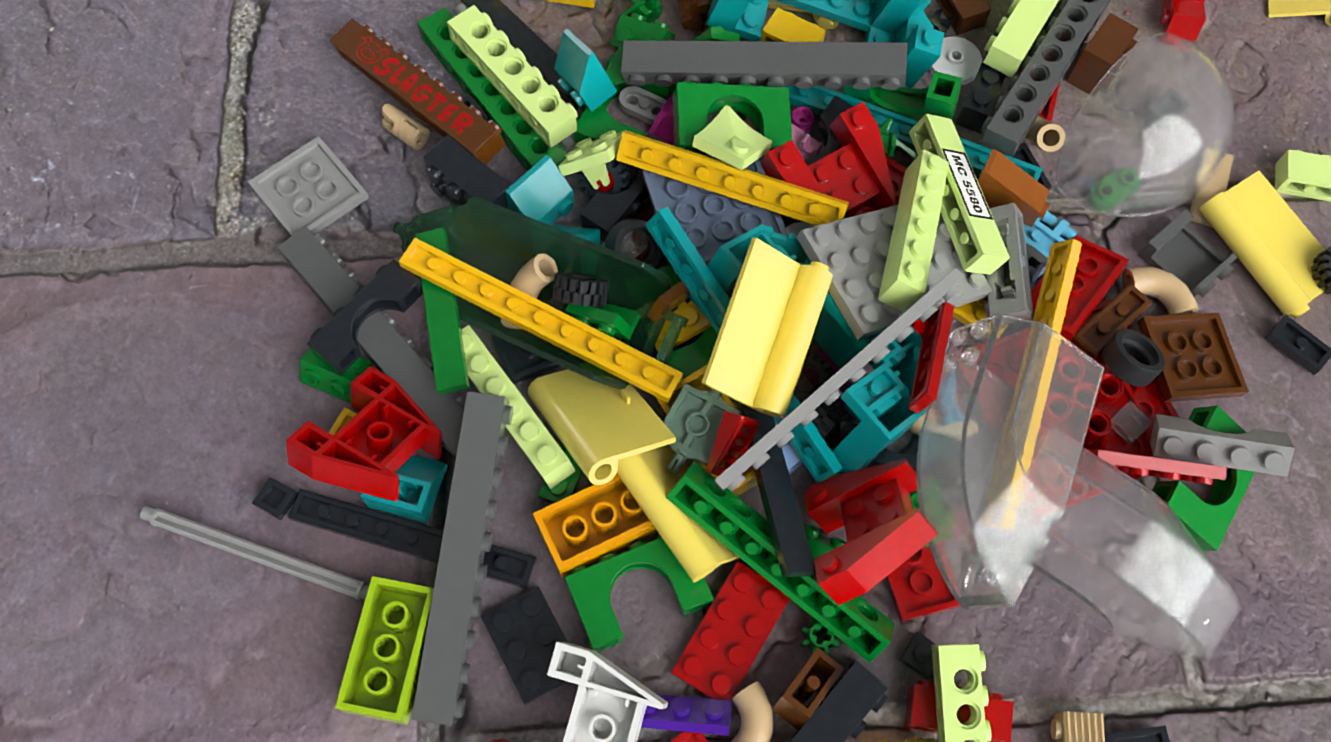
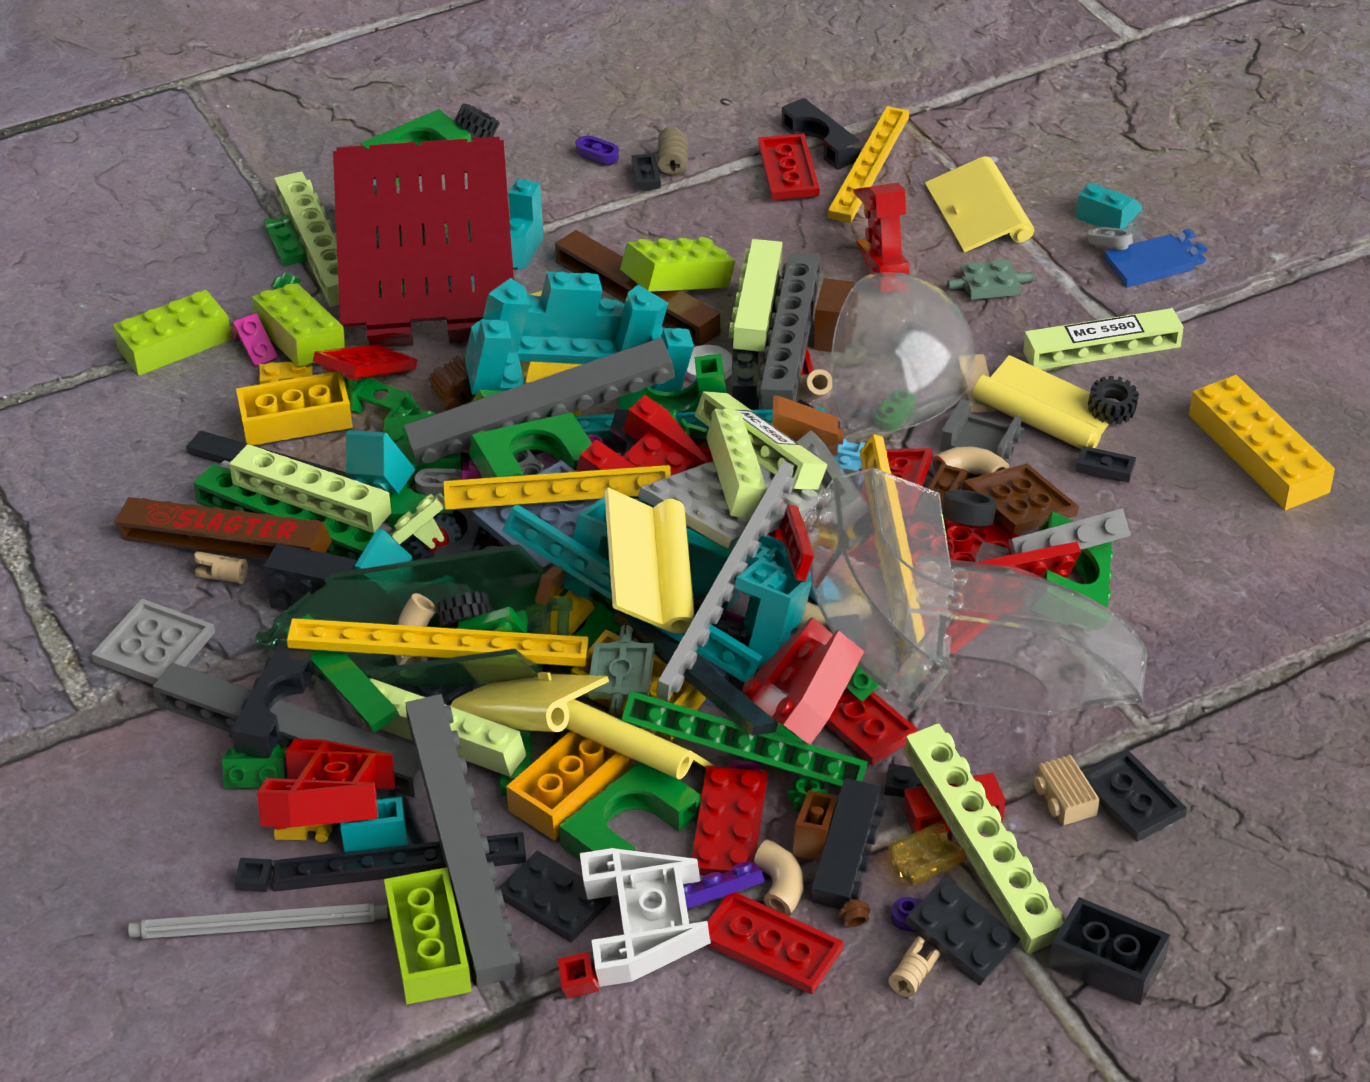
camera: 20 degrees left, 25 degrees down
(732, 140) = (539, 458): yellowish green plate -> none
(732, 438) = (656, 654): red slope -> none
(1280, 63) = (990, 279): none -> sand green plate

